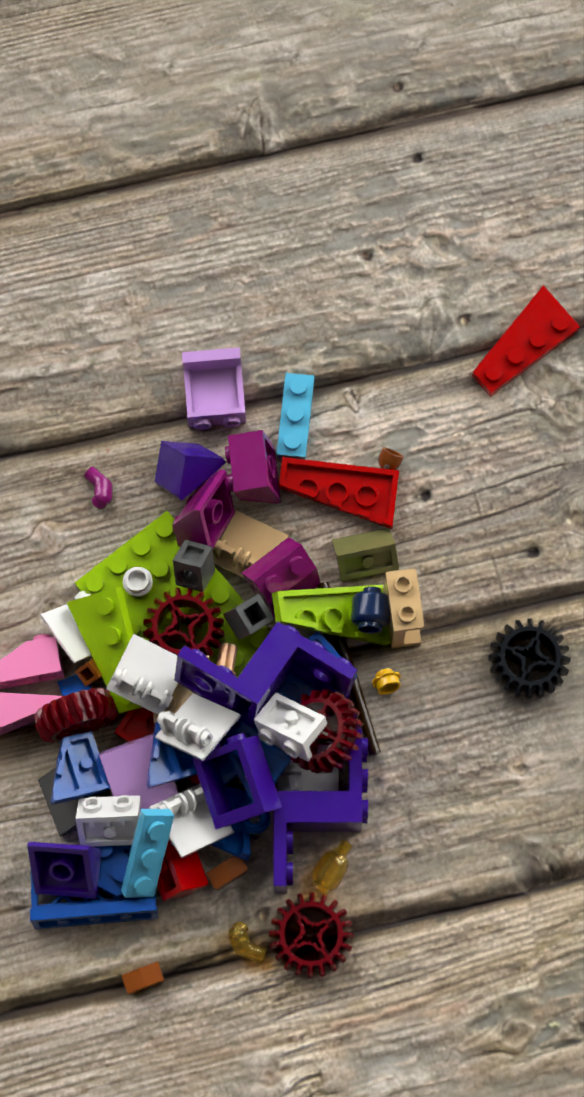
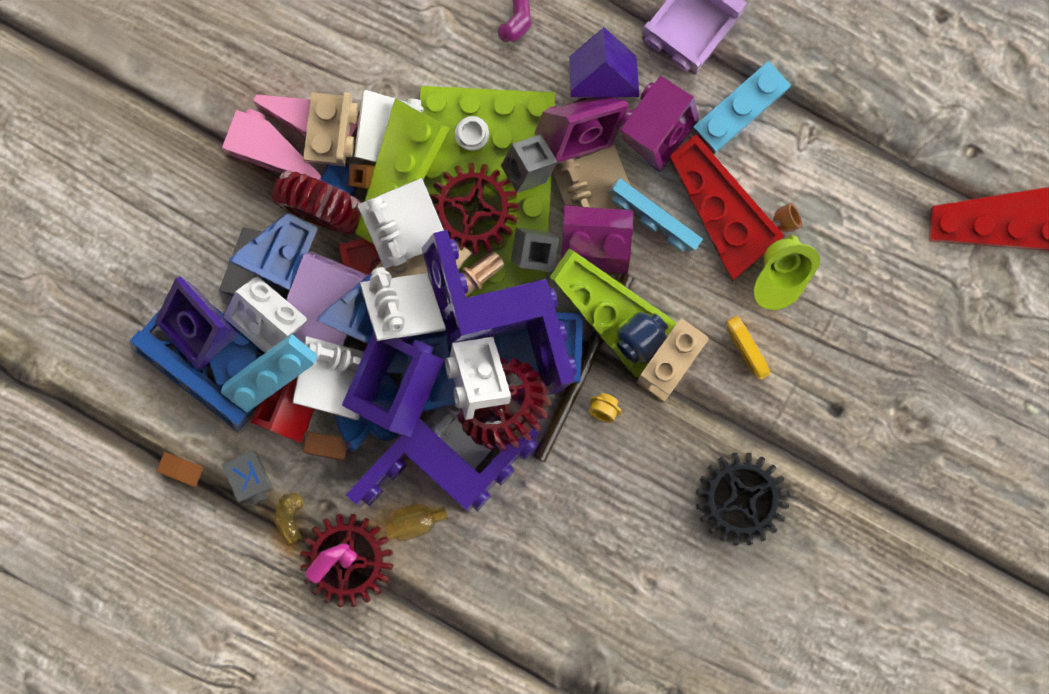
camera: 40 degrees right, 10 degrees up
(40, 659) = (329, 129): none -> tan bracket
(194, 941) = (248, 478): none -> dark grey brick
(299, 942) = (329, 557): none -> dark pink arm
(305, 530) = (654, 217): none -> medium azure plate
(365, 554) = (688, 283): olive panel -> none
(422, 491) = (785, 273): none -> lime piece
(442, 561) = (747, 348): none -> yellow tile

